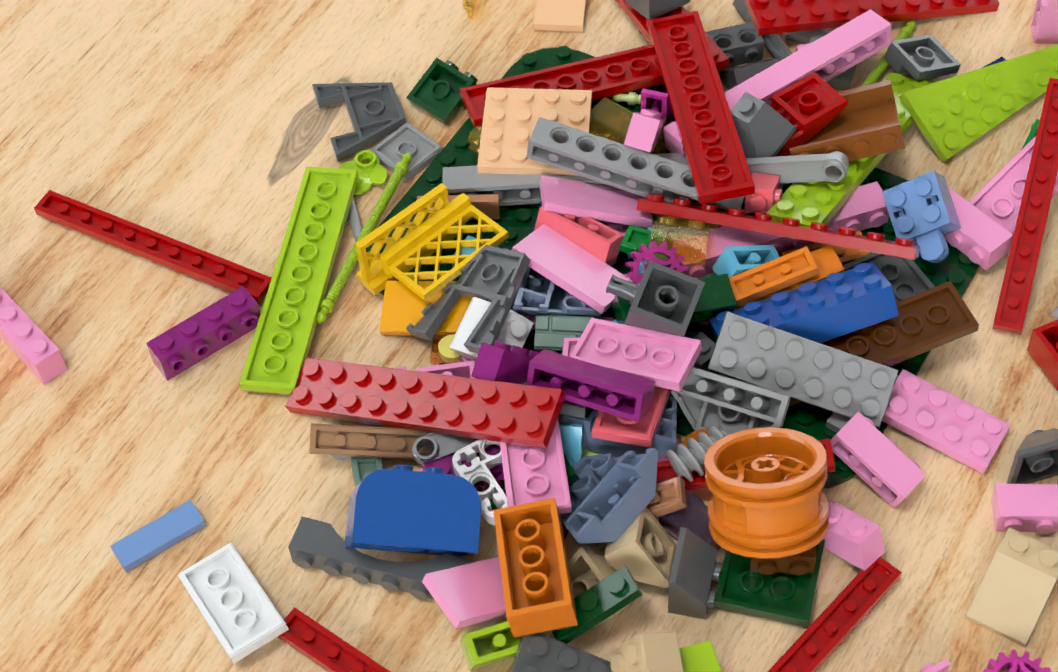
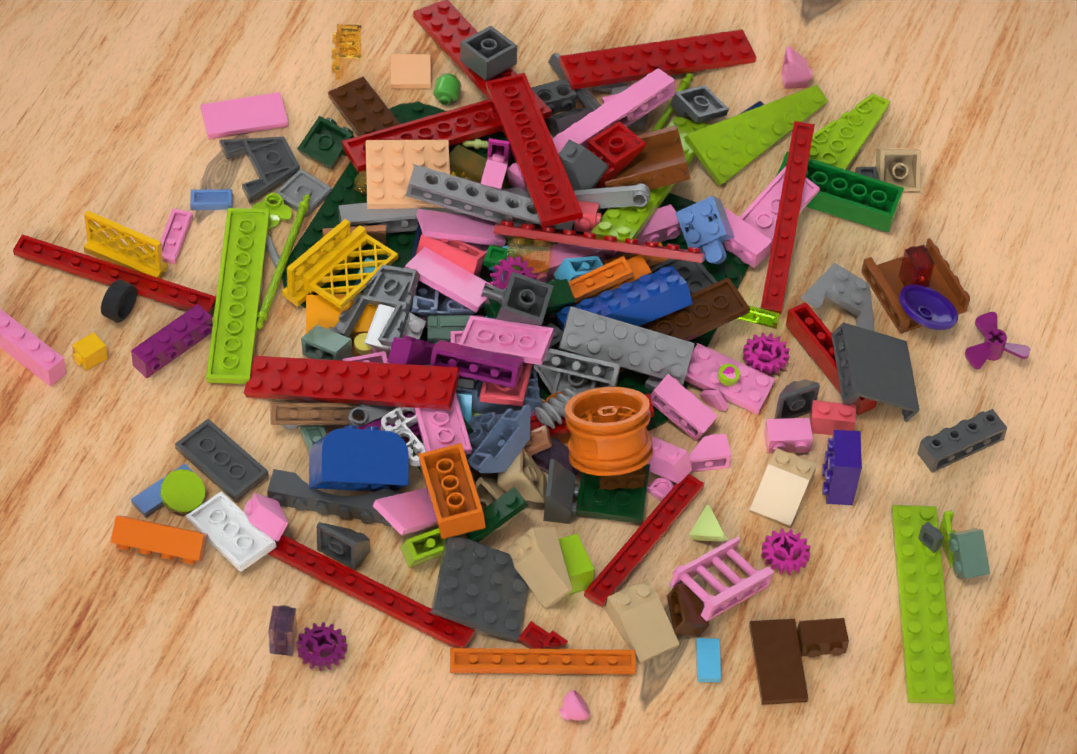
camera: 15 degrees left, 0 degrees up
(98, 342) = (89, 351): none -> yellow brick
(132, 607) = (159, 538): none -> orange brick
(137, 270) = (118, 300): none -> black tyre
(166, 209) = (117, 252): none -> yellow fence
(178, 539) = (182, 491): none -> lime tile
(236, 199) = (175, 234): none -> bright pink tile
(240, 498) = (221, 459): none -> dark grey plate
(280, 583) = (266, 515): none -> bright pink slope
(290, 156) = (211, 199): none -> medium blue tile
(349, 57) = (244, 115): none -> bright pink tile
(381, 632) = (342, 544): none -> dark grey slope
(401, 348) = (326, 344): none -> sand green brick
(494, 50) = (362, 107): none -> reddish brown plate
(602, 31) = (447, 89): none -> bright green head
(838, 575) = (660, 488): none -> bright pink tile
(903, 640) = (707, 527): none -> yellowish green tile
(913, 528) = (711, 453): none -> bright pink slope
(922, 449) = (714, 399): none -> bright pink tile
(944, 416) = (728, 374): none -> lime tile
(995, 337) = (762, 317): none -> clear neon green slope
(998, 388) = (766, 353): none -> dark pink gear

